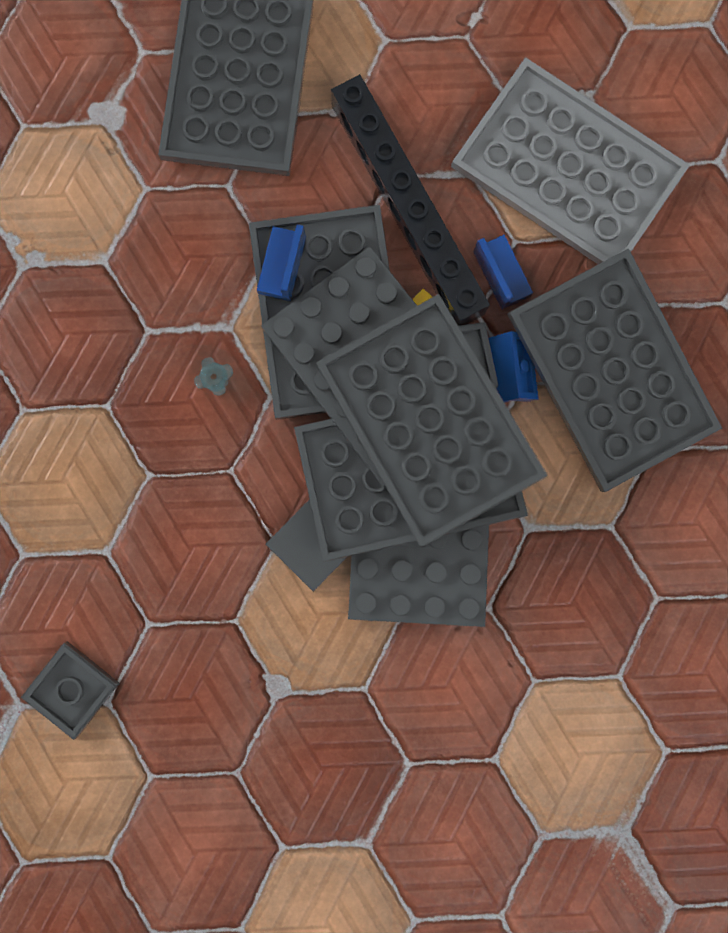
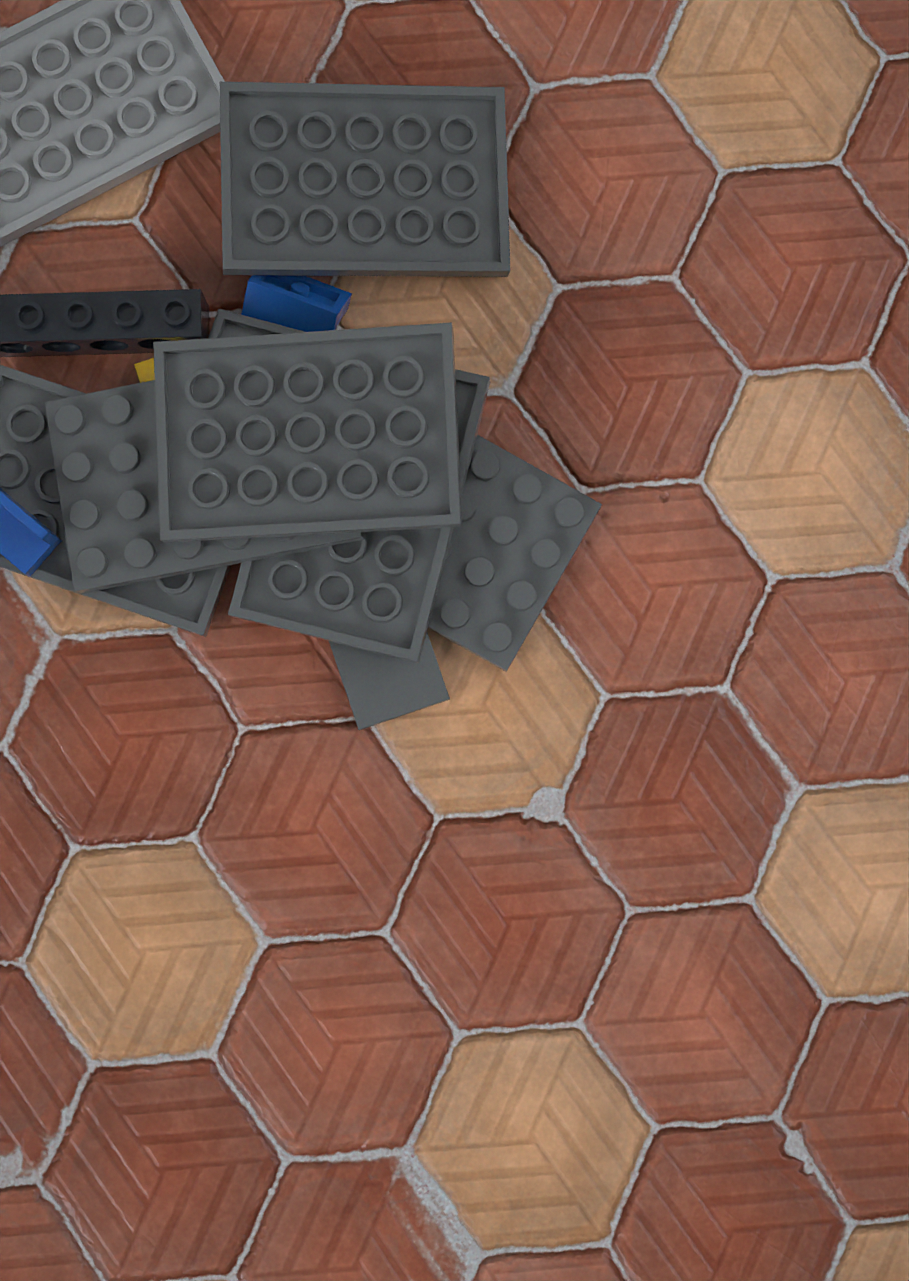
camera: 65 degrees left, 0 degrees up
(70, 690) = (418, 1074): dark grey tile -> none
(217, 385) = (121, 691): clear light blue plate -> none
(502, 271) = (165, 254): blue panel -> none

